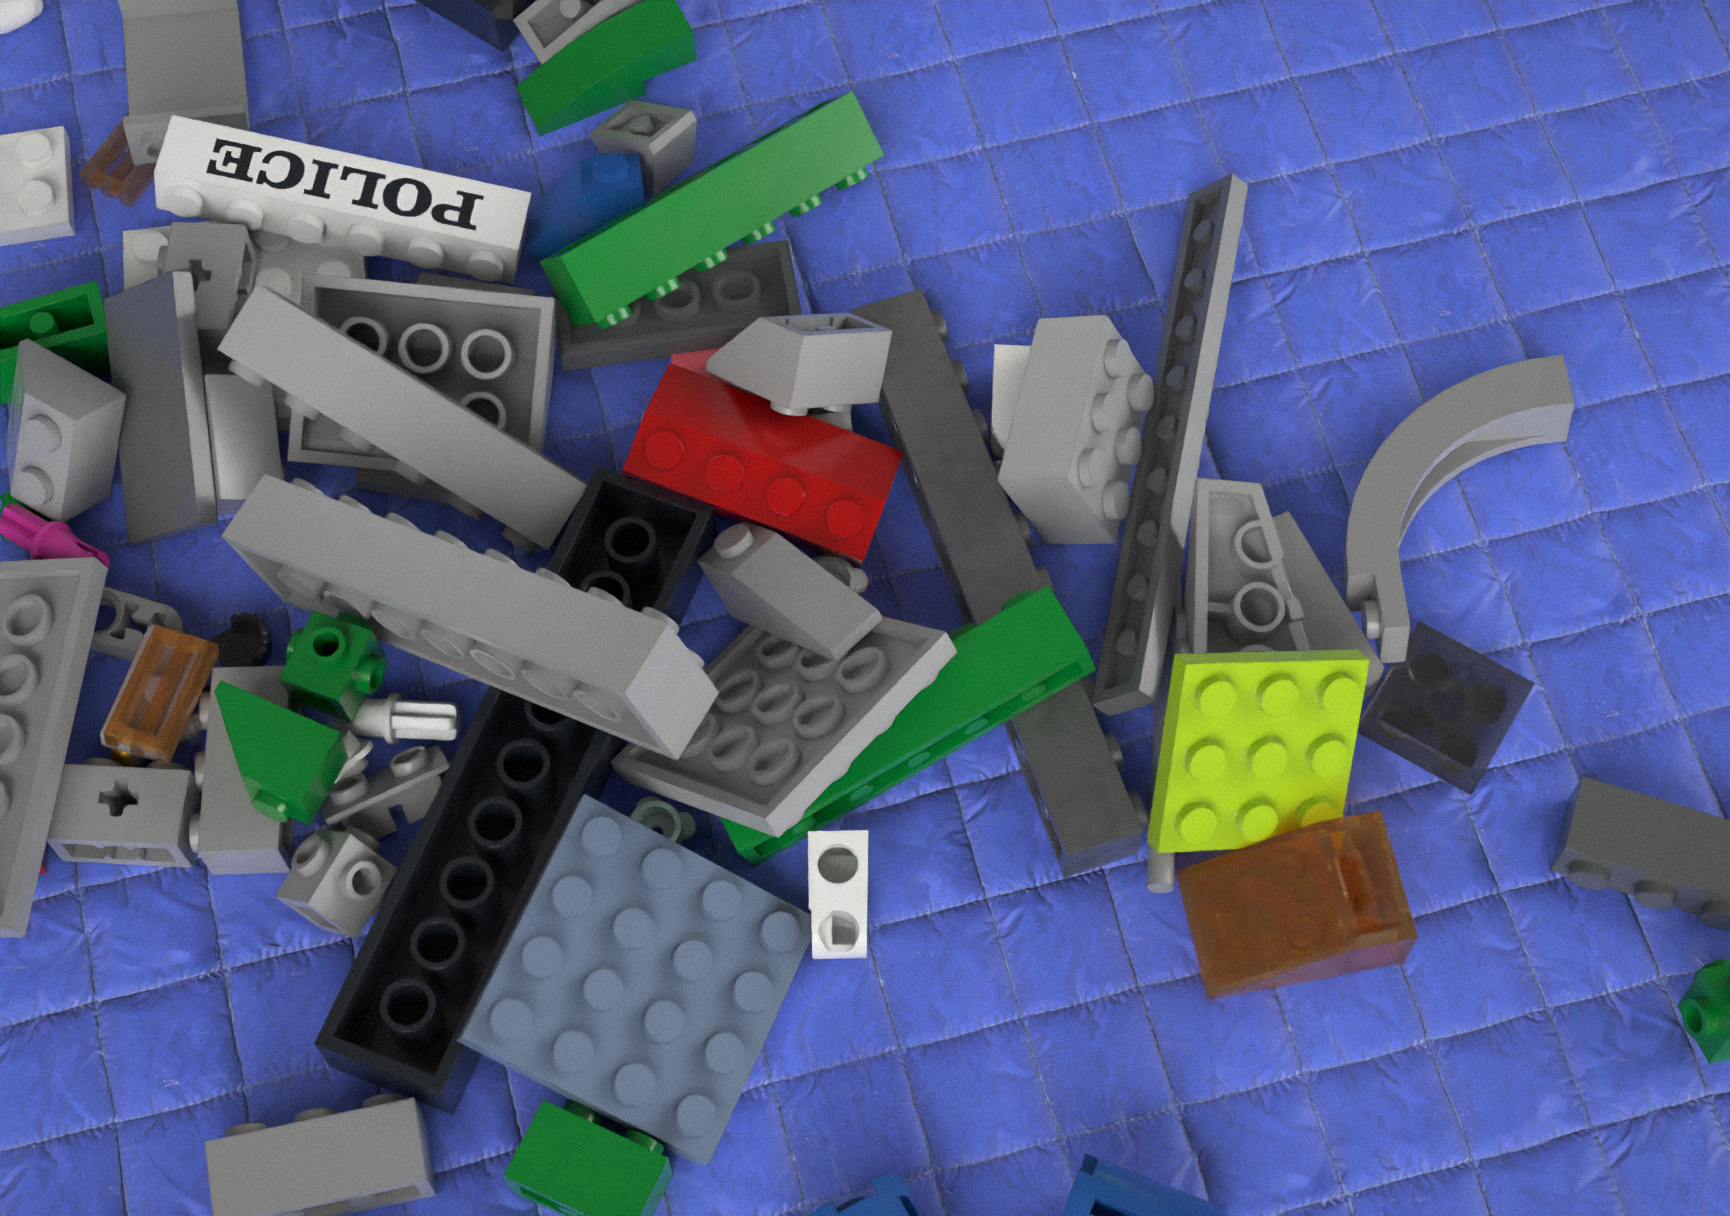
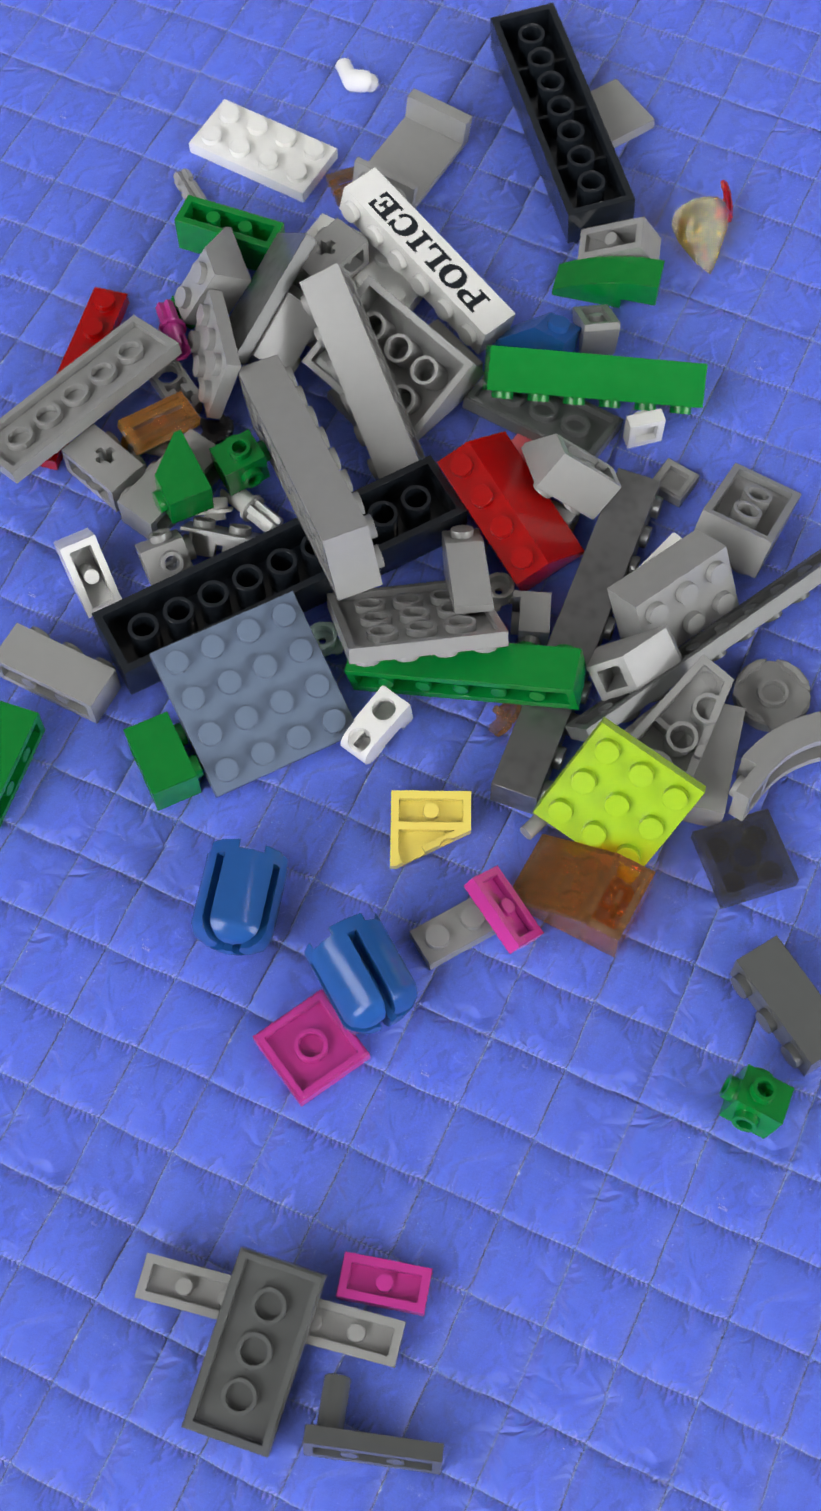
camera: 40 degrees right, 0 degrees up
(158, 537) = (214, 354): none -> light grey plate
(235, 985) = (87, 570): none -> white slope
(827, 232) = (644, 428): none -> white plate
(913, 589) = (531, 616): none -> light grey brick
(928, 271) = (675, 482): none -> light grey tile
(995, 755) = (506, 716): none -> clear orange plant
(1018, 975) = (426, 822): none -> light yellow wing
(1059, 259) = (747, 517): none -> light grey slope
(1108, 555) = (633, 662): none -> light grey slope
(1181, 1092) = (451, 933): none -> light grey plate
(1228, 1013) = (503, 909): none -> dark pink plate
(1294, 462) = (771, 693): none -> light grey tile

